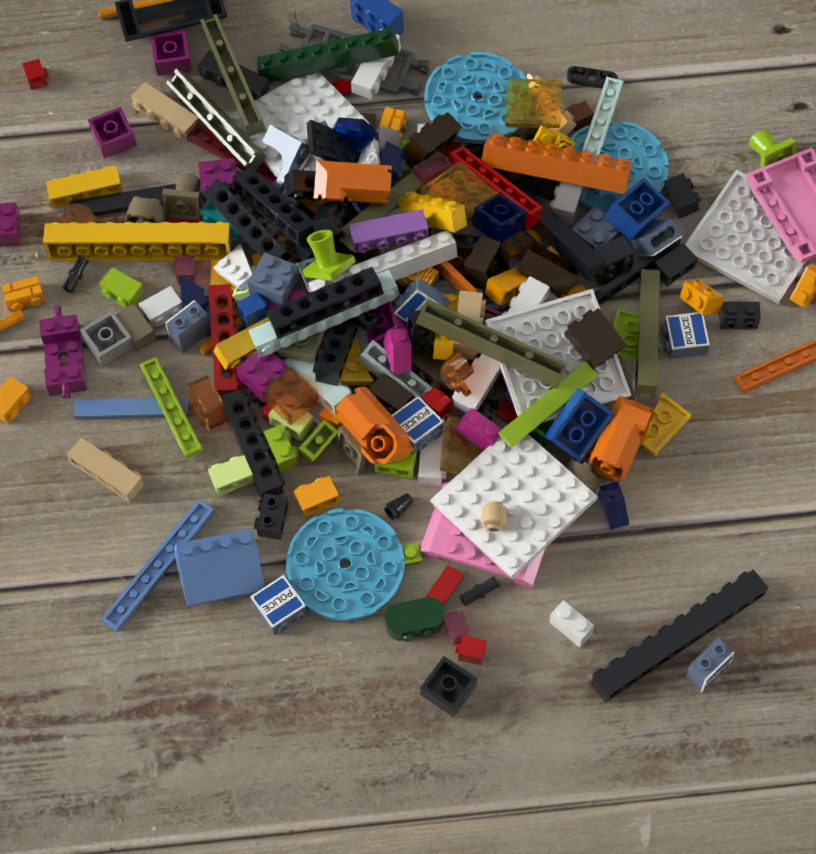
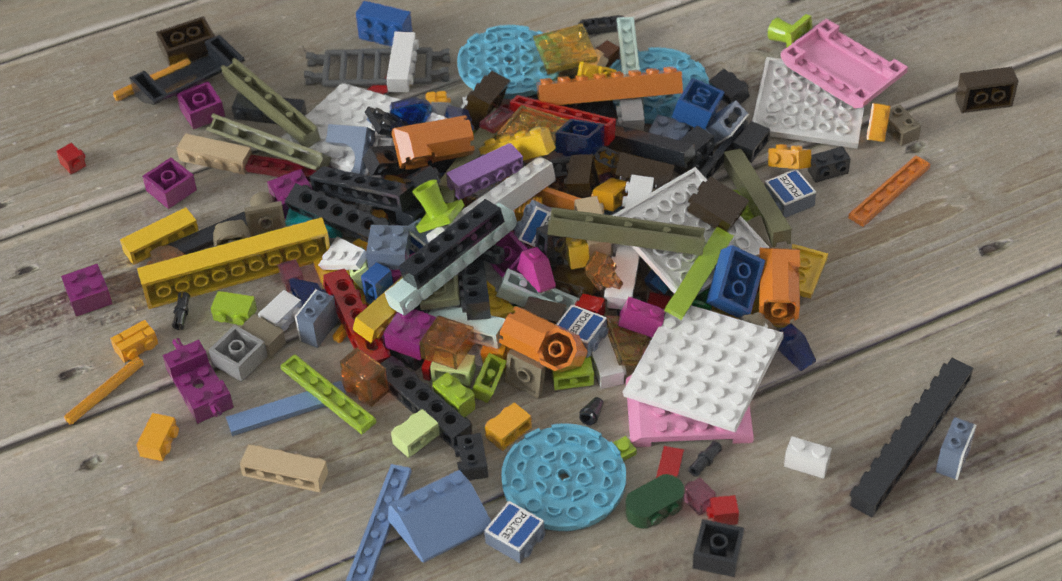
camera: 20 degrees left, 15 degrees down
(328, 55) = (356, 63): dark green brick -> none
(494, 516) = (695, 379): tan head -> none

